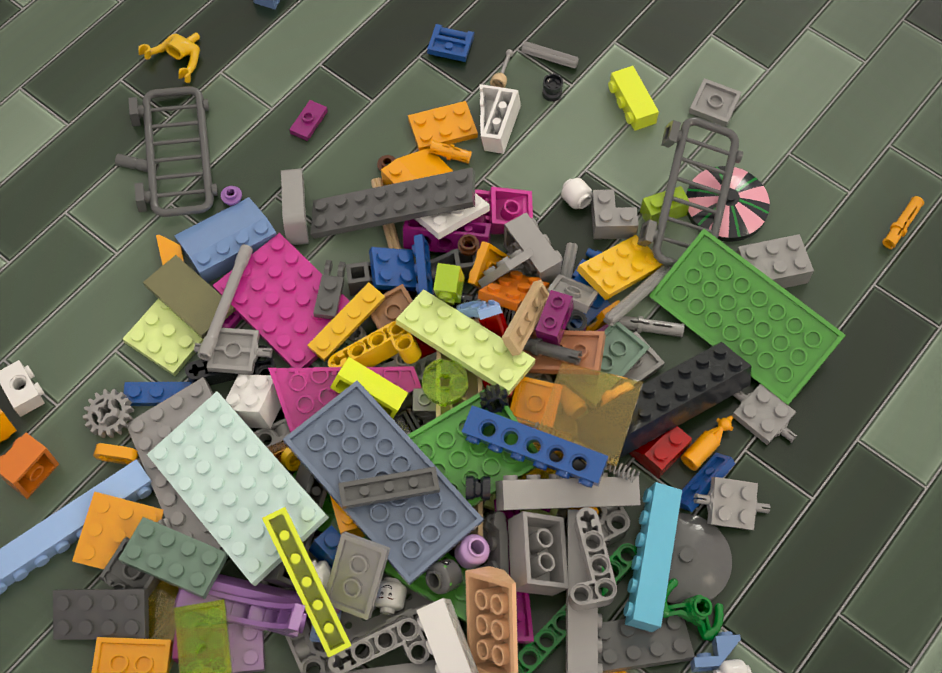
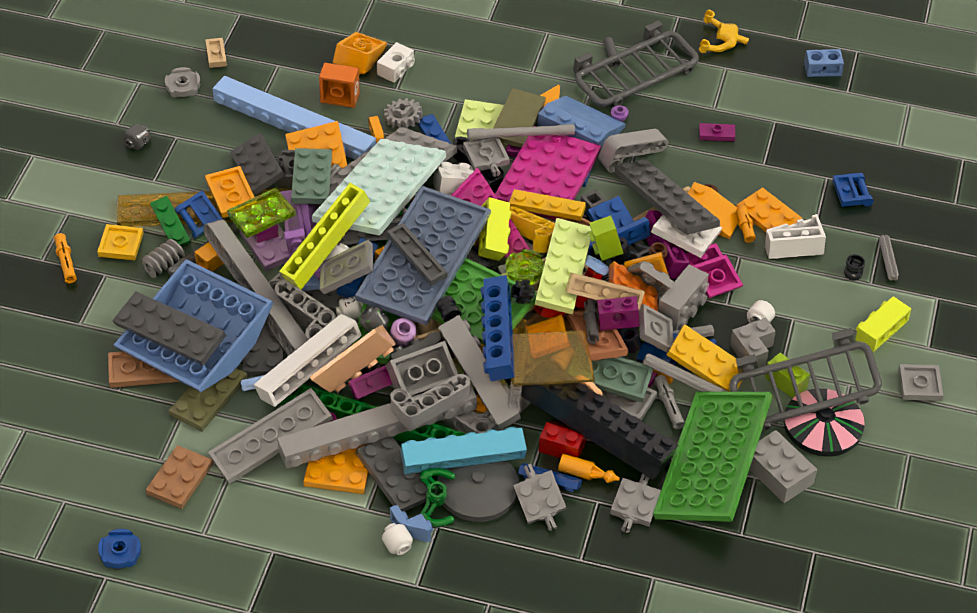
camera: 65 degrees right, 15 degrees down
(330, 291) = (569, 187): dark grey hinge -> none
(500, 79) = (837, 232): tan hinge -> none
(899, 228) = (881, 551): light orange pin -> none

